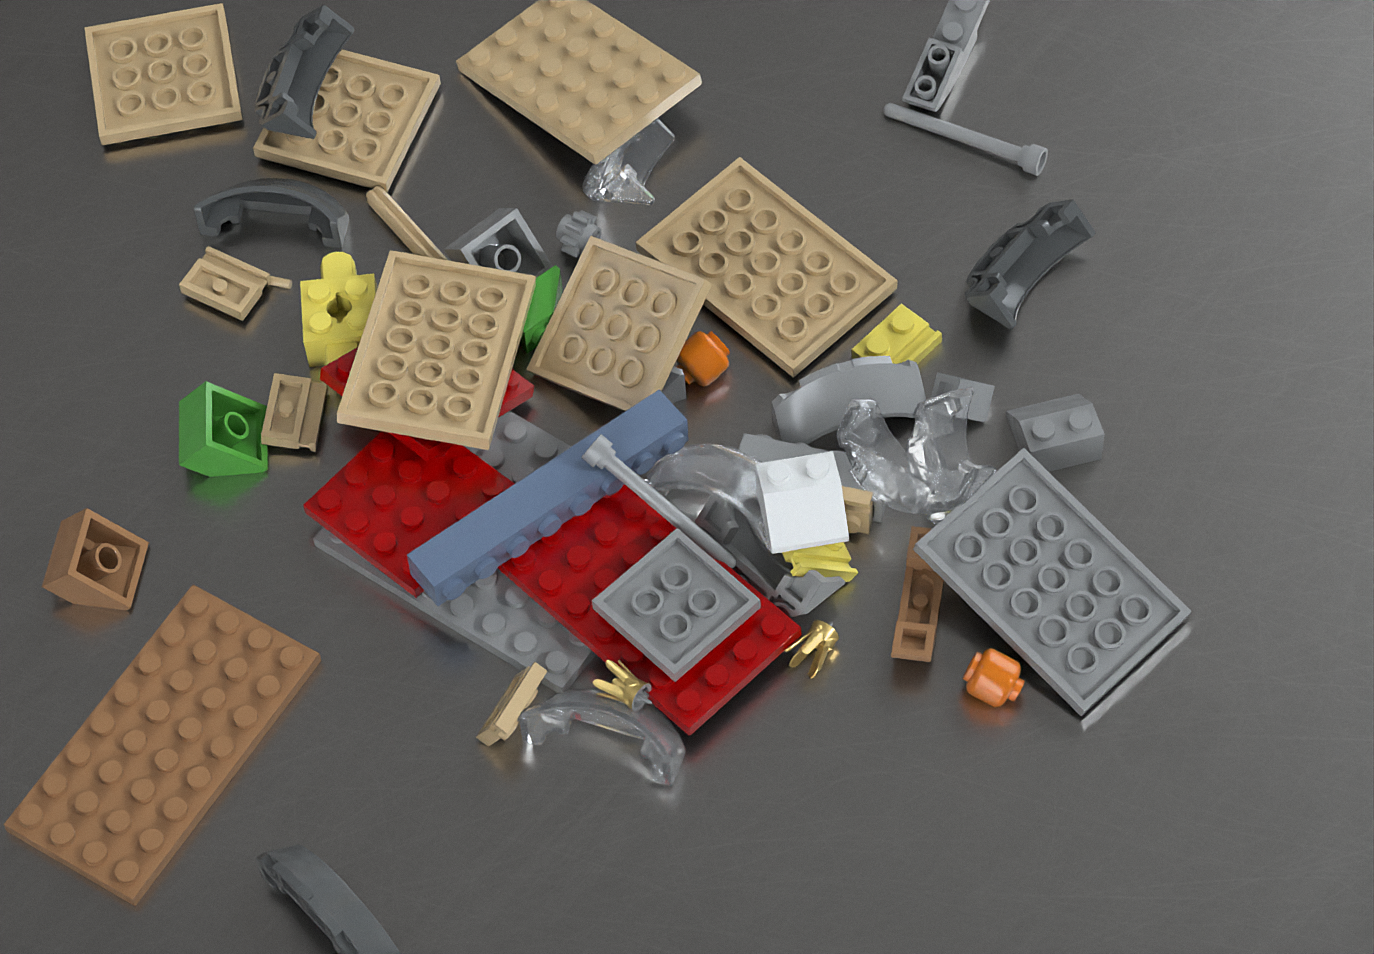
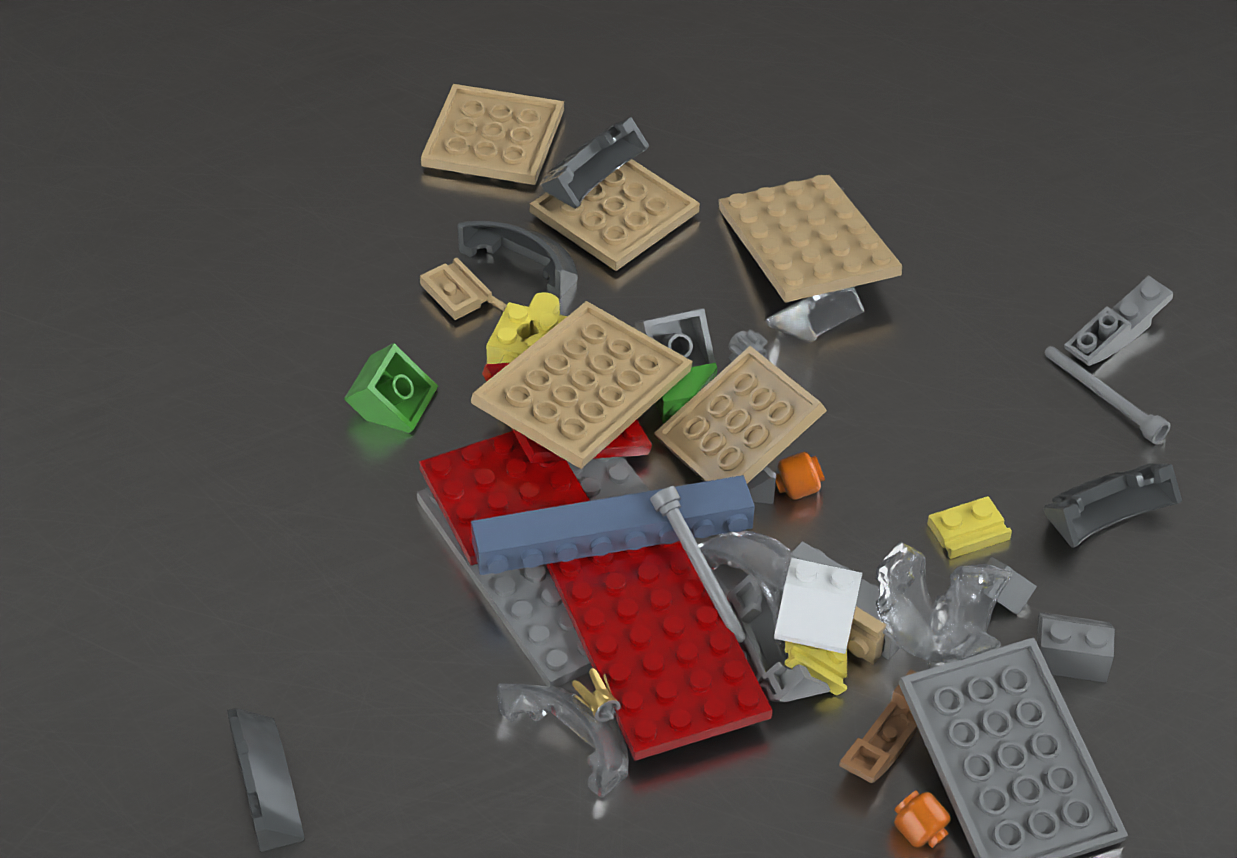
camera: 20 degrees right, 10 degrees down
(95, 562) = (241, 445): medium nougat slope -> none
(162, 744) = (213, 600): medium nougat plate -> none
(294, 412) = (451, 397): tan plate -> none
(402, 224) = (613, 293): tan axle -> none
(516, 698) = (511, 671): tan plate -> none
(676, 604) = (673, 647): light grey plate -> none
(771, 266) = (892, 430): tan plate -> none
(819, 637) = (786, 727): pearl gold piece -> none
(825, 395) = (869, 542): light grey windscreen -> none

